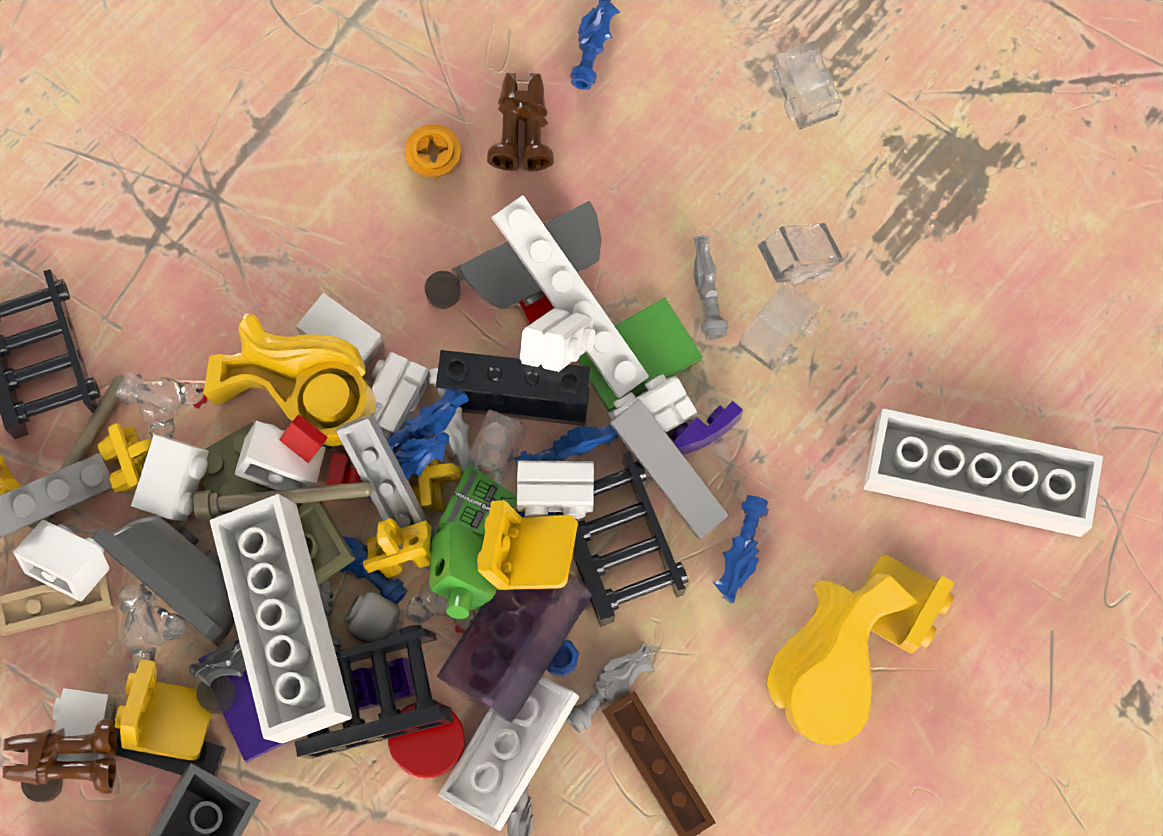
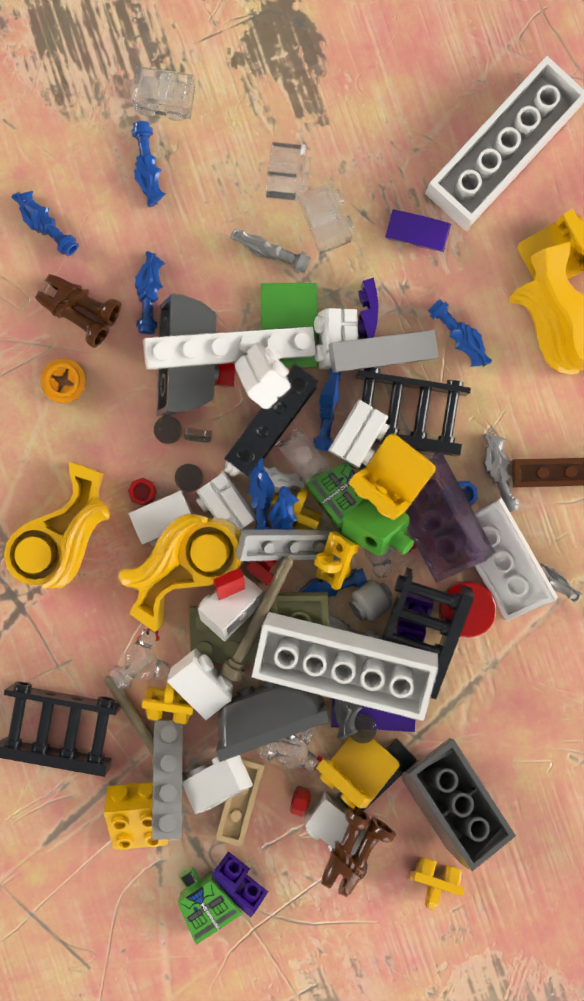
camera: 55 degrees left, 15 degrees up
(89, 672) = (300, 801): none -> red tile
(240, 233) = (54, 545): none -> yellow animal
(357, 298) = (142, 491): none -> red tile
(402, 340) = (189, 477): none -> clear smoke tile
(455, 322) = (198, 435): none -> clear smoke tile
(588, 181) = (147, 287): none -> blue piece
(713, 113) = (146, 171): none -> blue piece
(828, 434) = (418, 230): none -> dark purple slope

